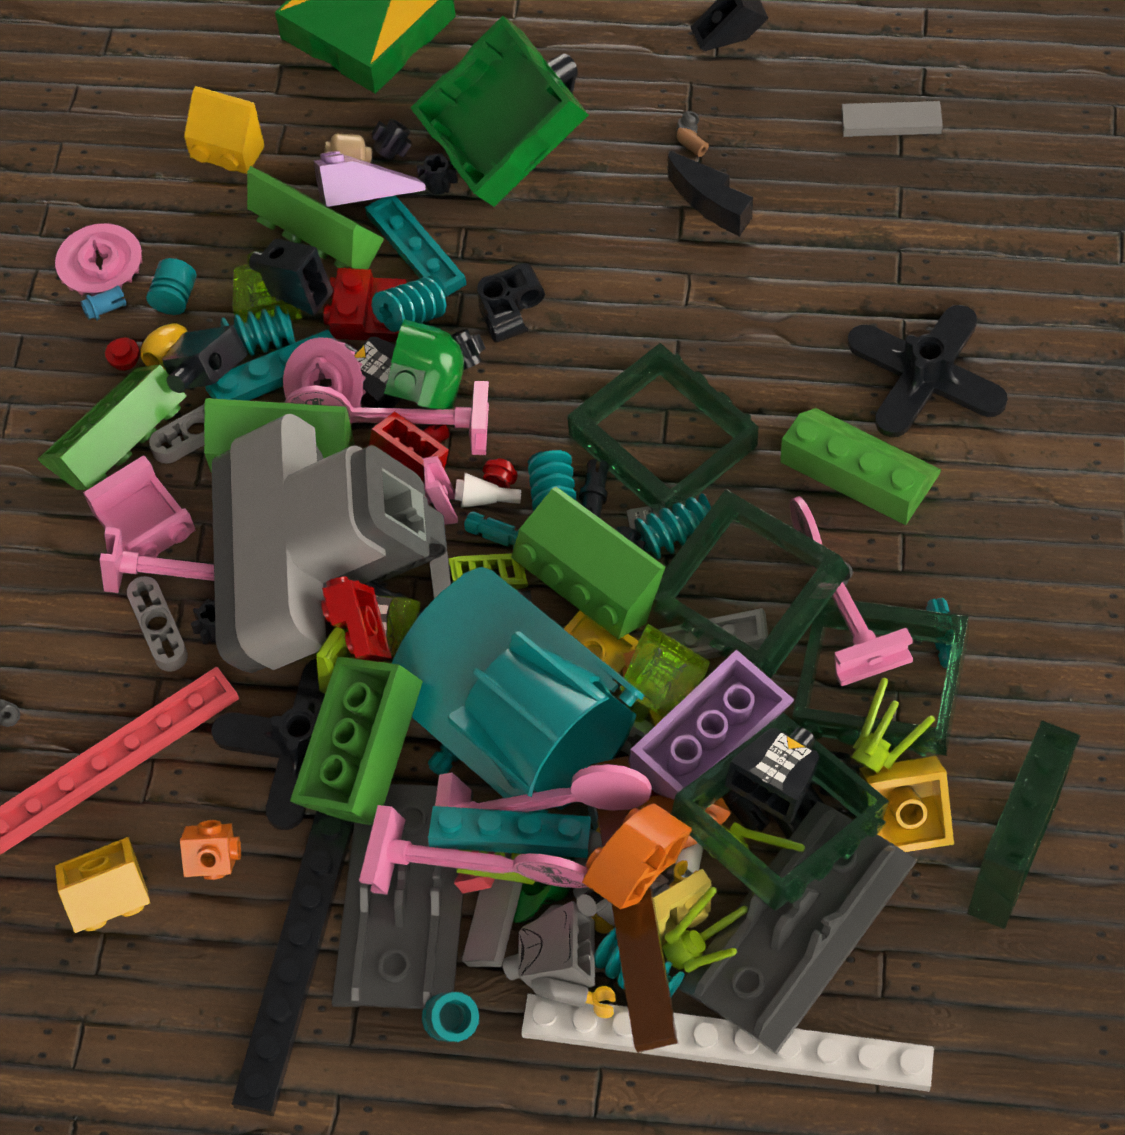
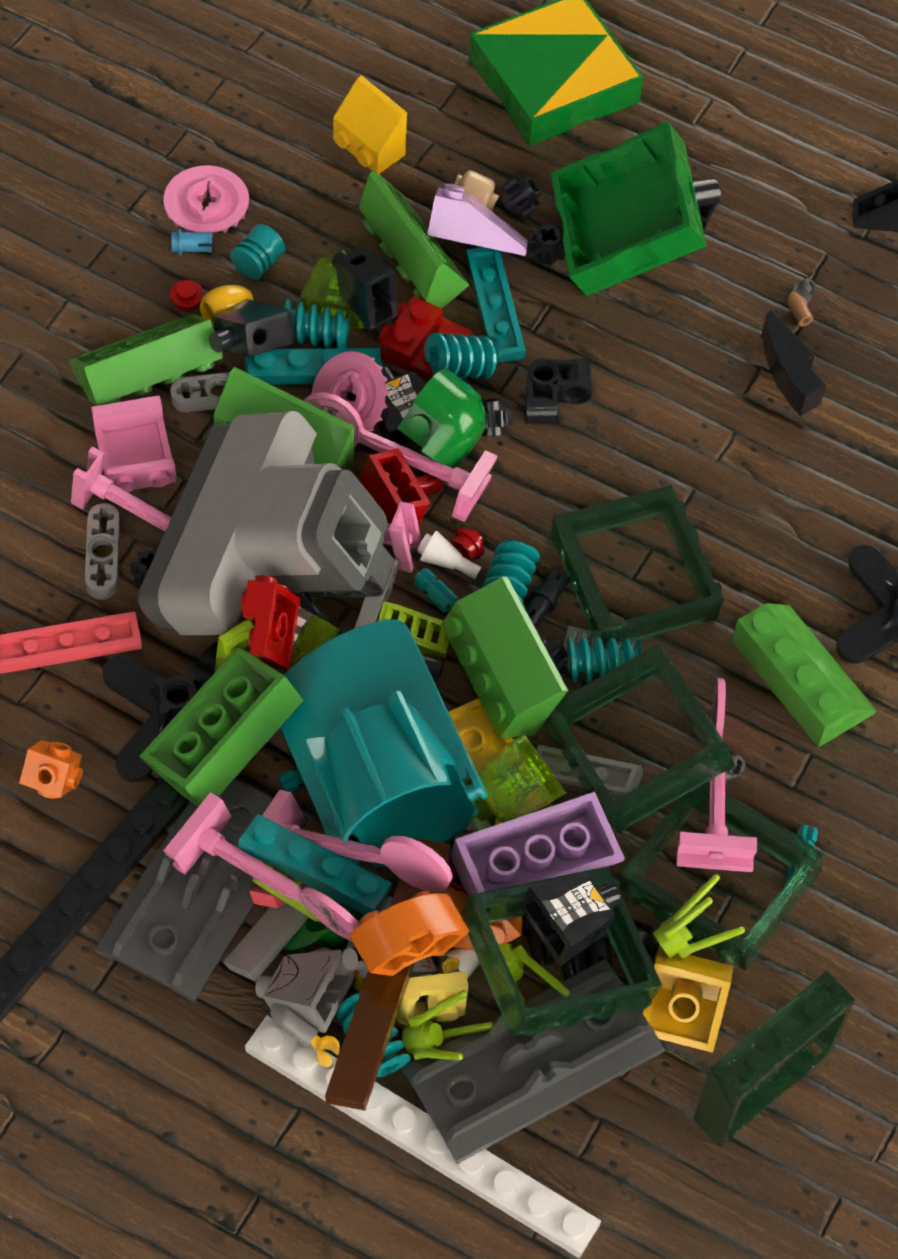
camera: 15 degrees right, 0 degrees up
(450, 1017) = (188, 1004): teal piece -> none

